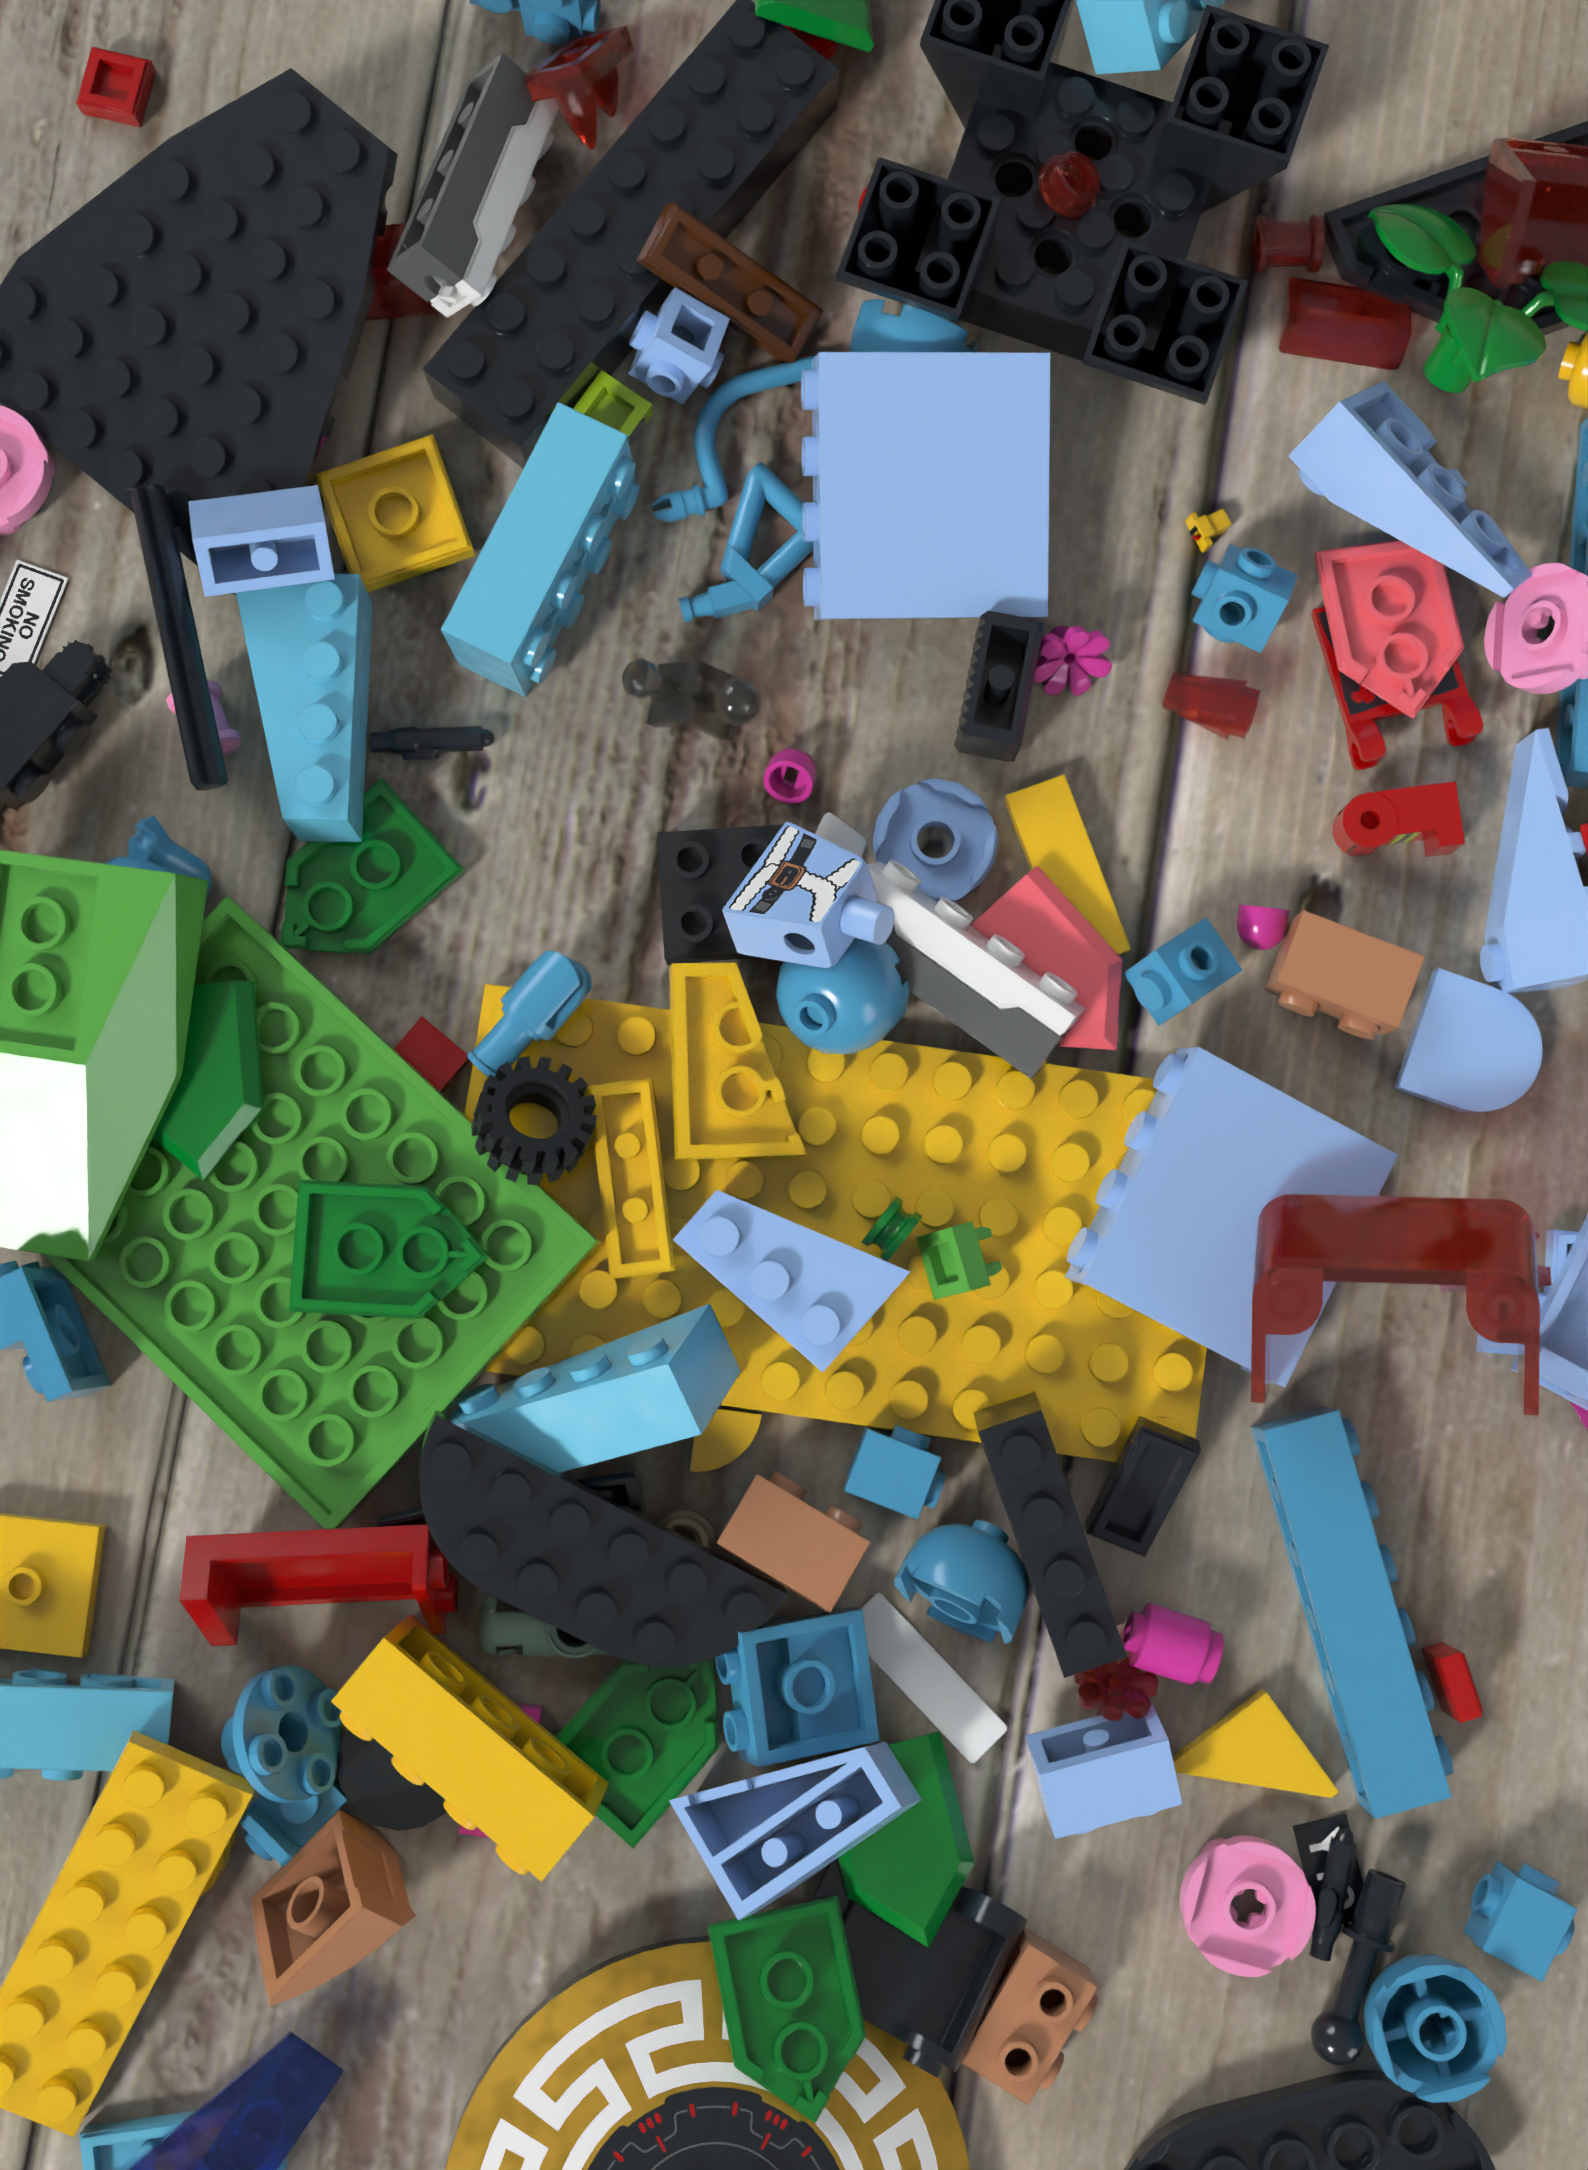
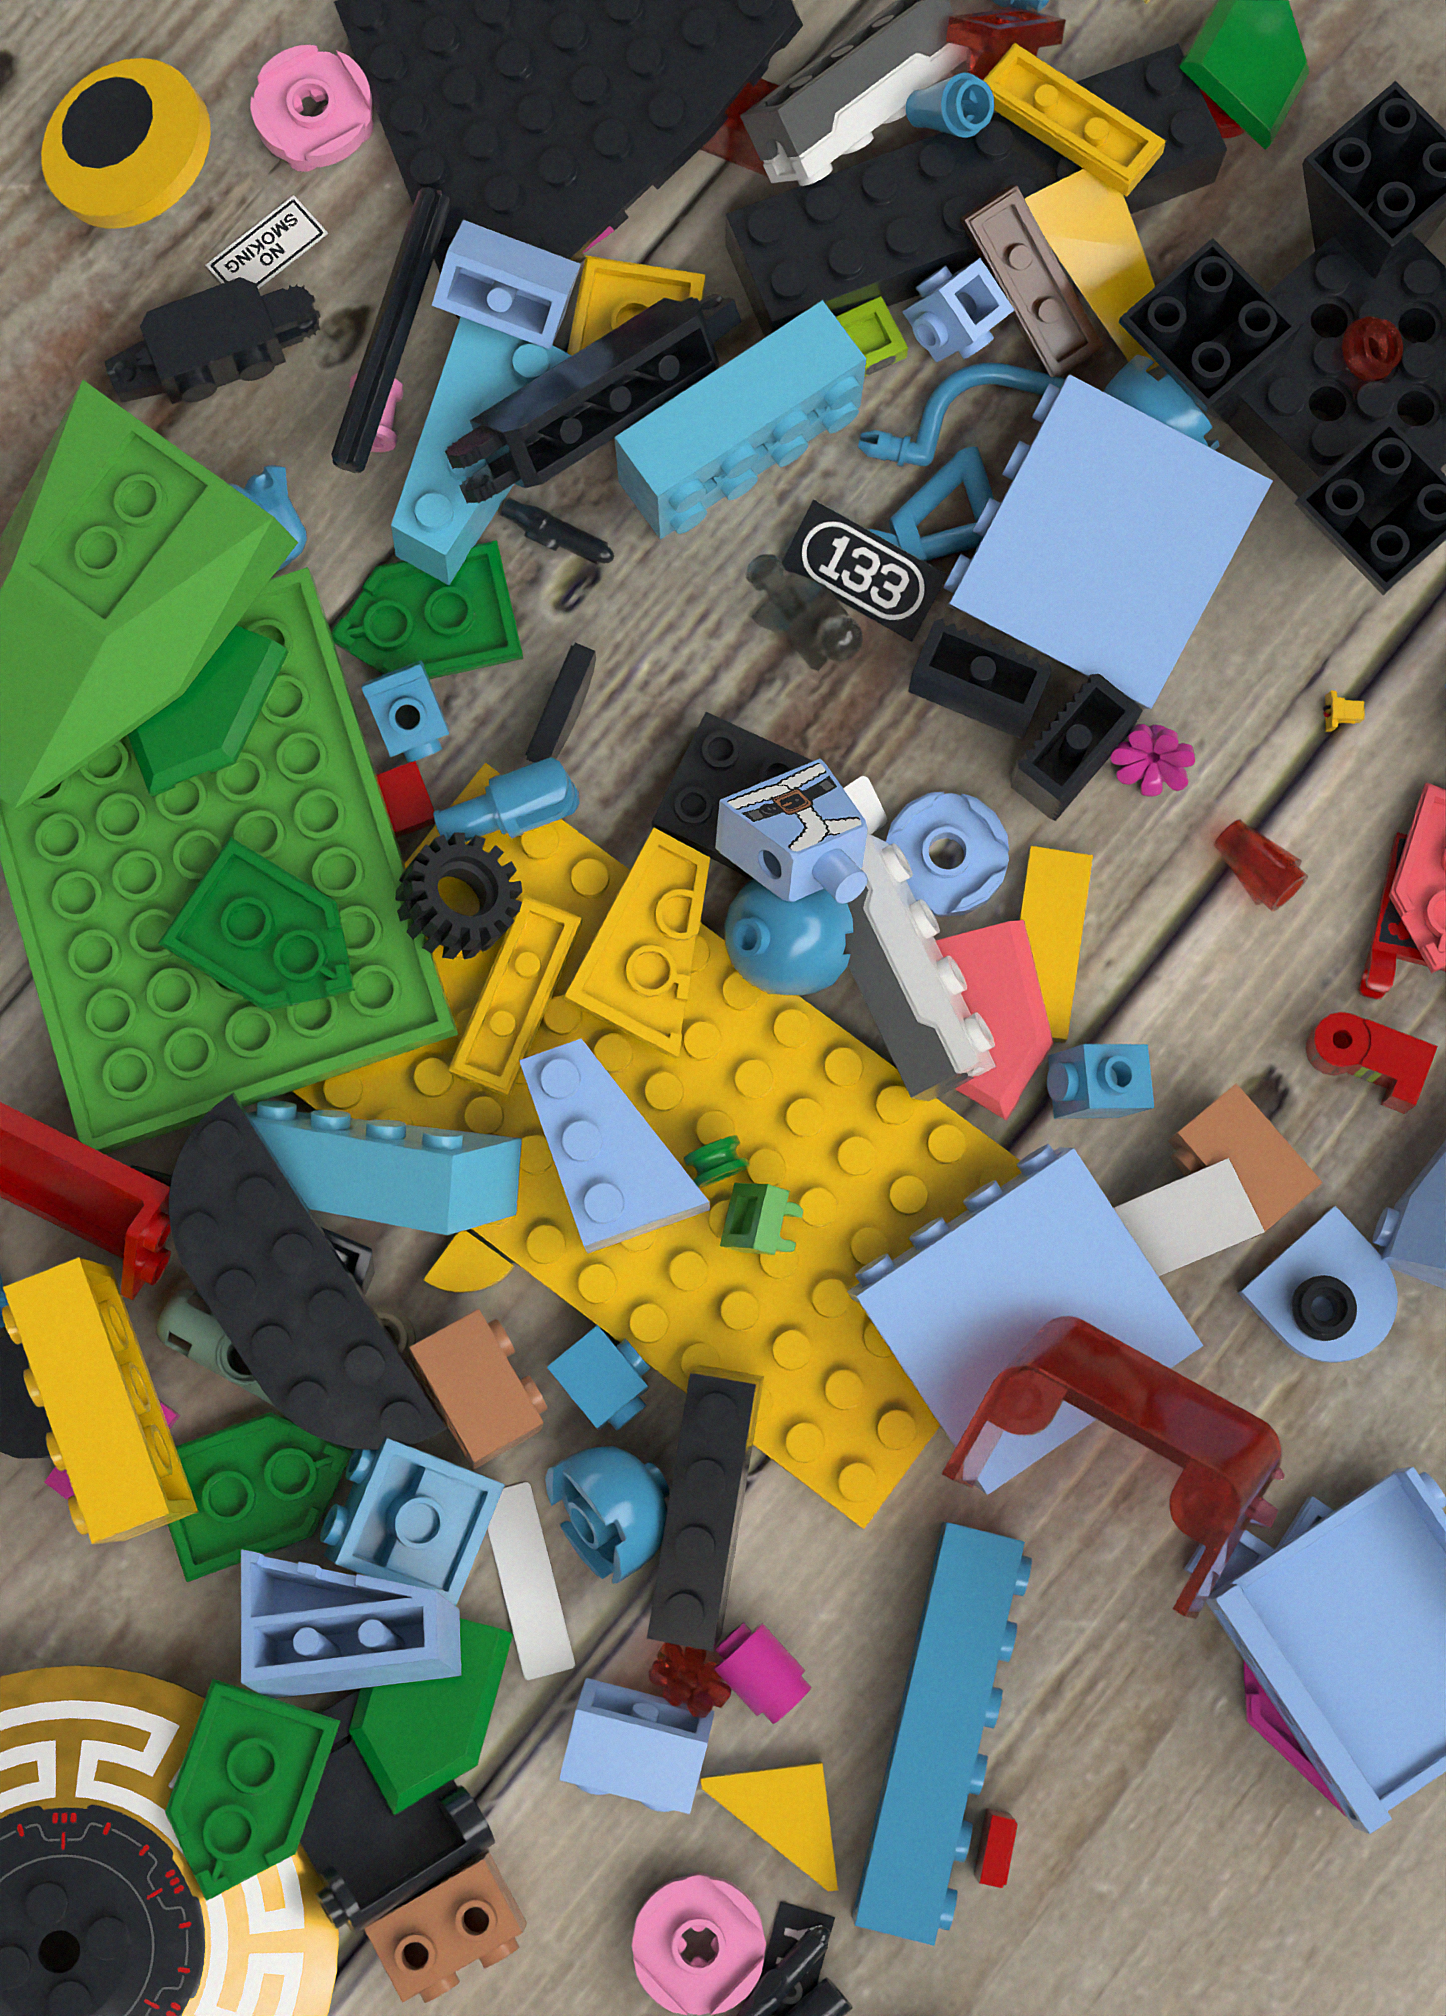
camera: 30 degrees right, 5 degrees down
(373, 960) = (403, 687): none -> dark azure brick
(399, 602) = (593, 395): none -> black hinge
(526, 896) = (563, 704): none -> black tile
(573, 159) = (953, 106): none -> dark azure cone
(686, 115) = (1073, 120): none -> yellow tile
(723, 627) = (864, 570): none -> black sticker
(775, 222) = (1098, 248): none -> yellow sticker
(785, 790) = (844, 715): dark pink hinge -> none
(883, 671) = (979, 679): none -> black brick
(1142, 1486) = (813, 1515): black tile -> none
(1242, 596) = (1335, 784): dark azure brick -> none
(1261, 926) = (1196, 1082): dark pink hinge -> none
(1326, 1048) = (1191, 1218): none -> white sticker
(1498, 1062) = (1342, 1302): none -> black plate

